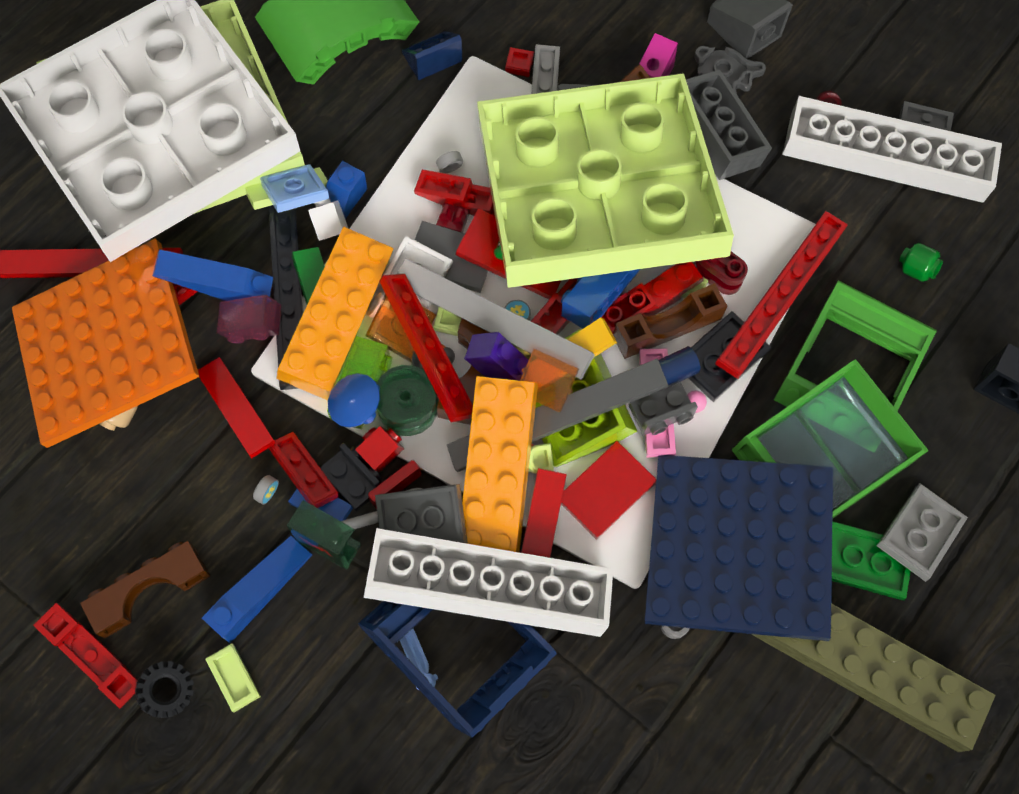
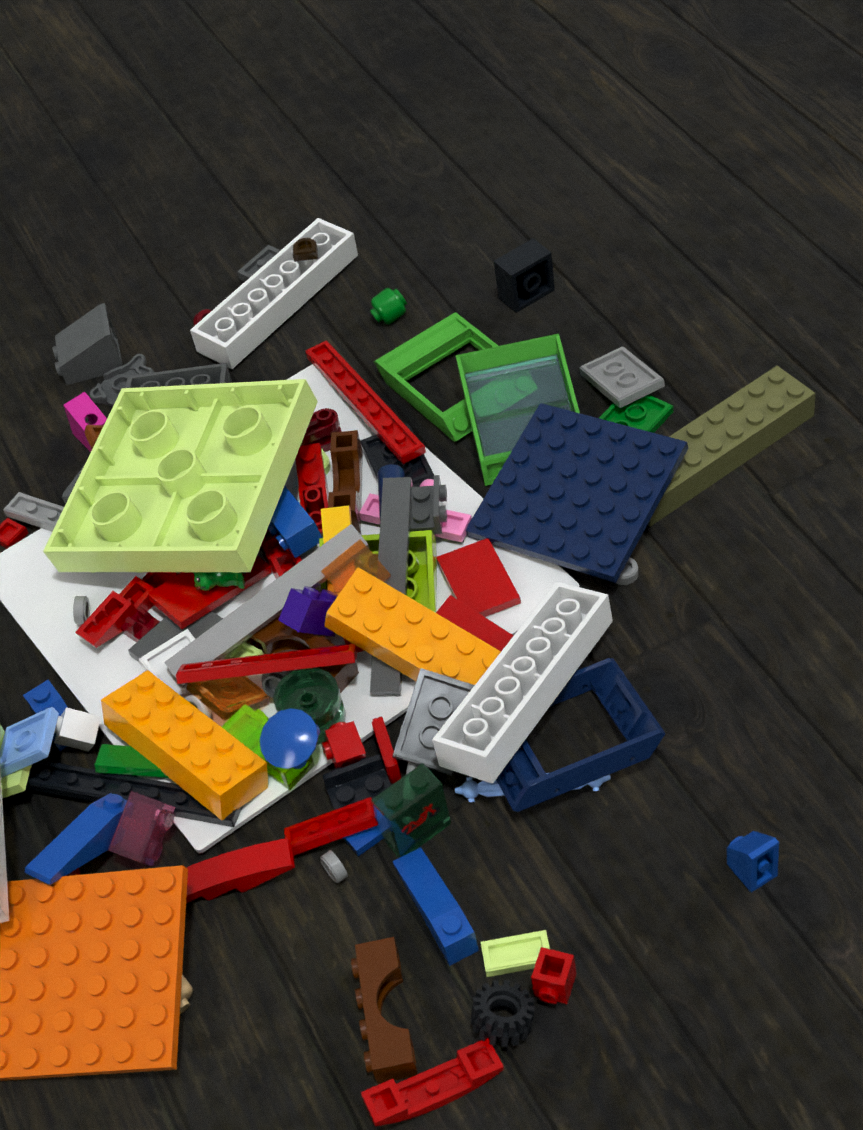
camera: 55 degrees left, 20 degrees down
(207, 721) = (553, 976): none -> red brick
(948, 151) = (305, 250): none -> dark brown tile

